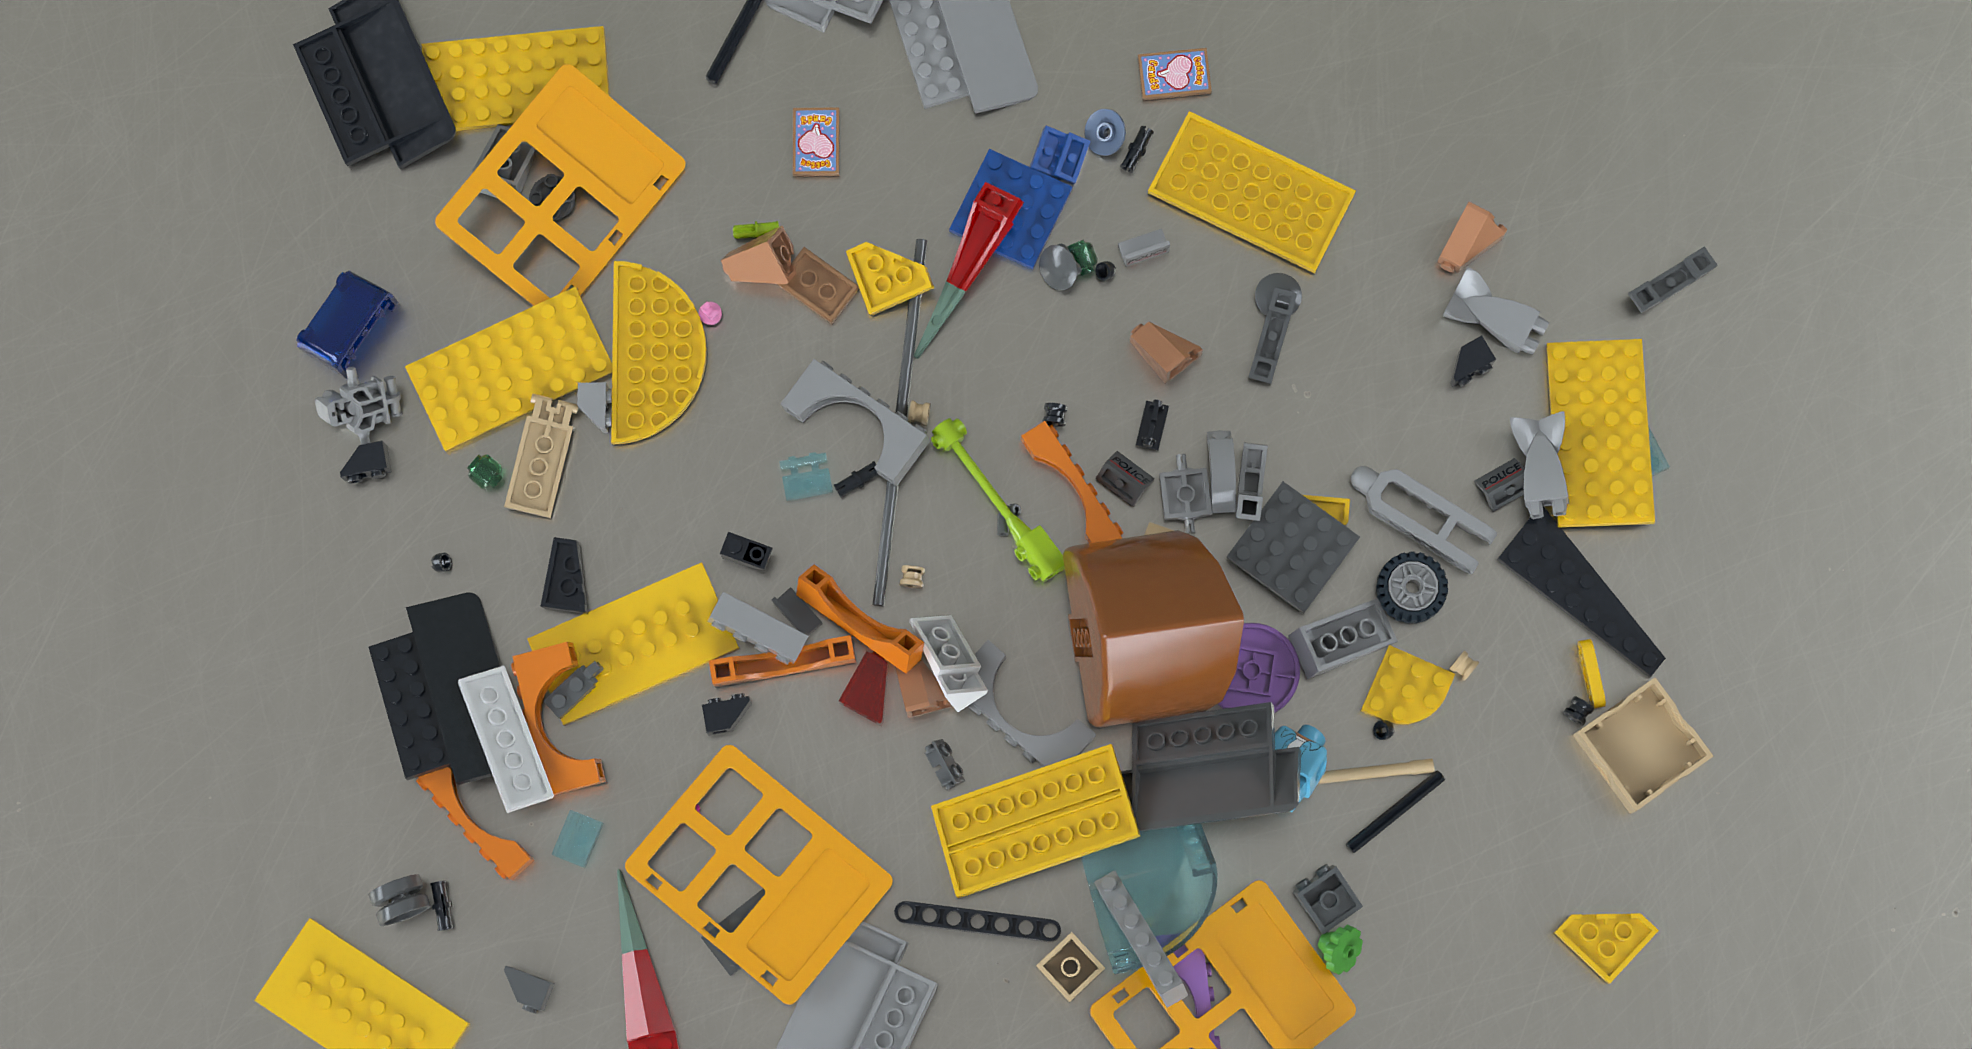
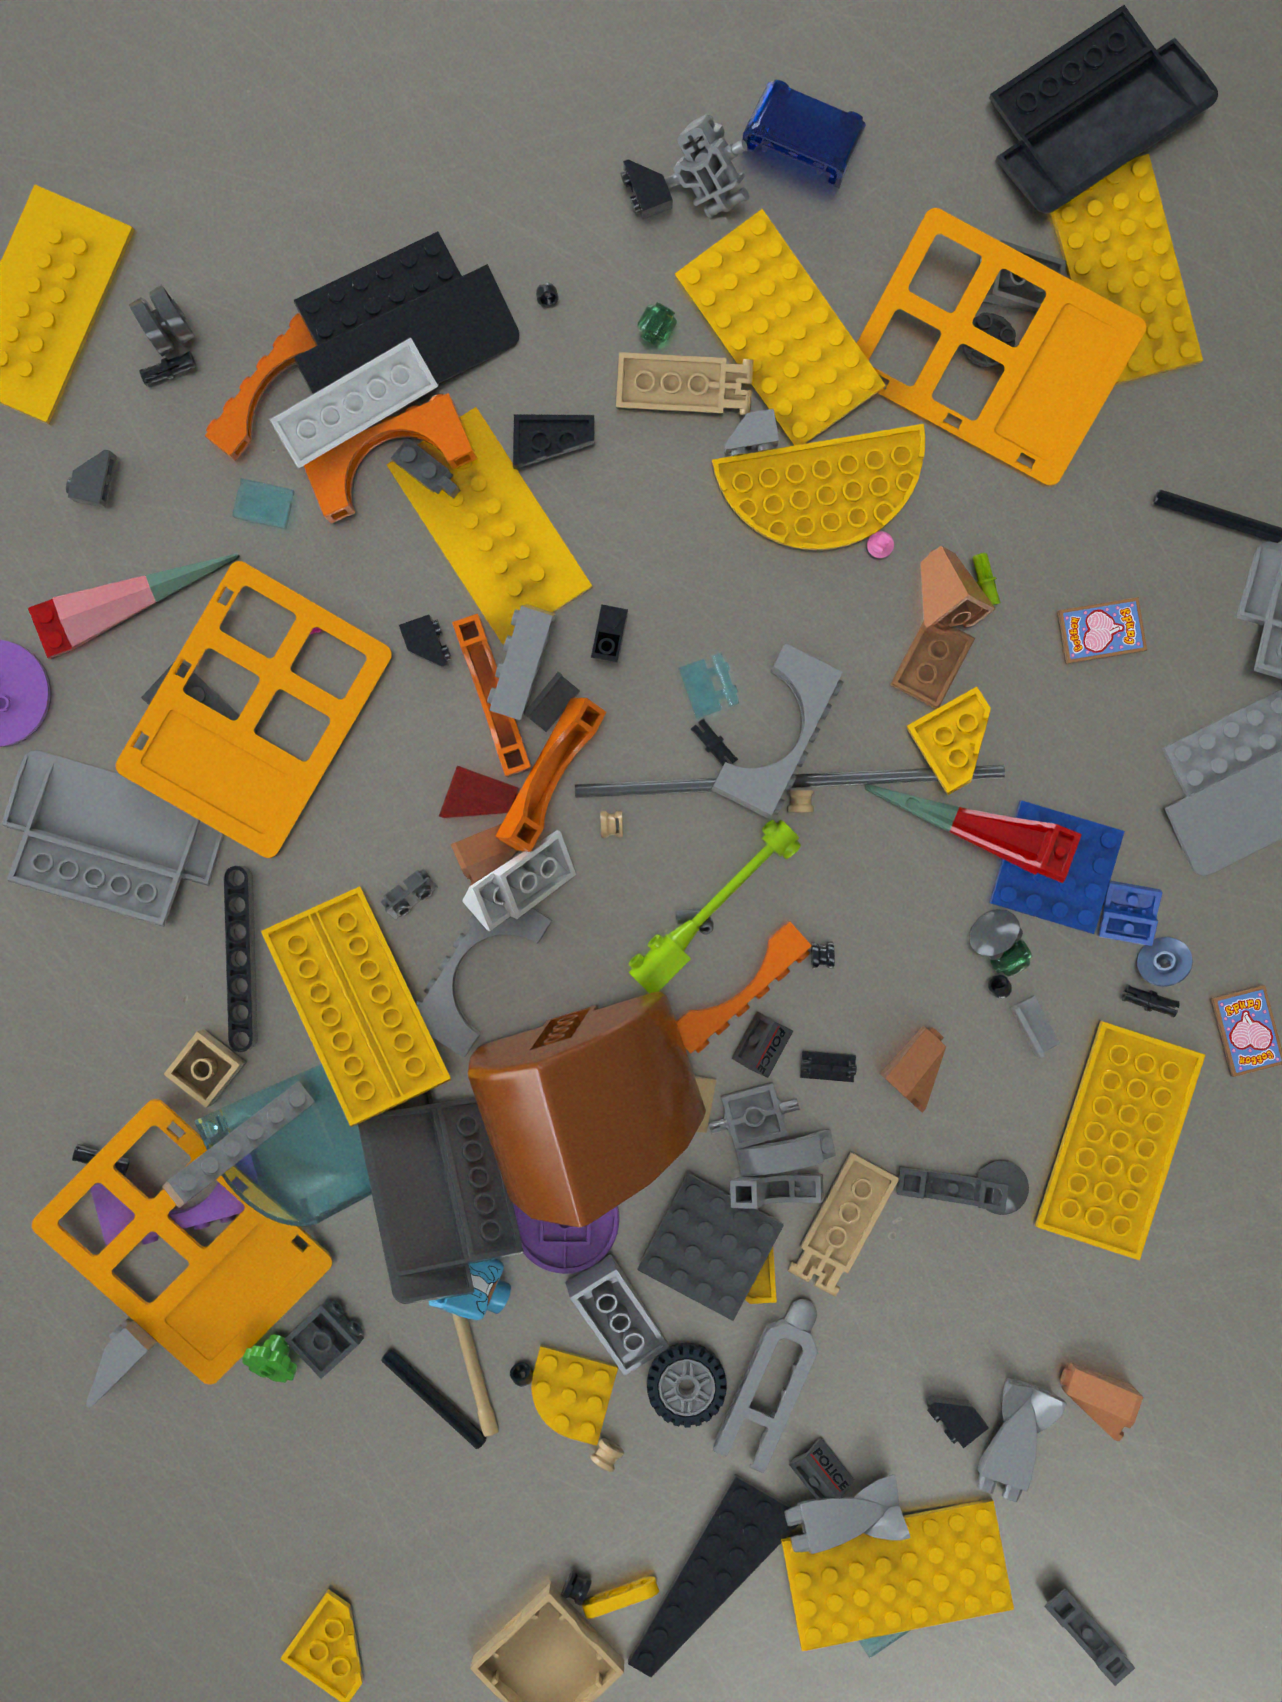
camera: 75 degrees right, 10 degrees up
(1289, 432) = (843, 1222): none -> tan hinge

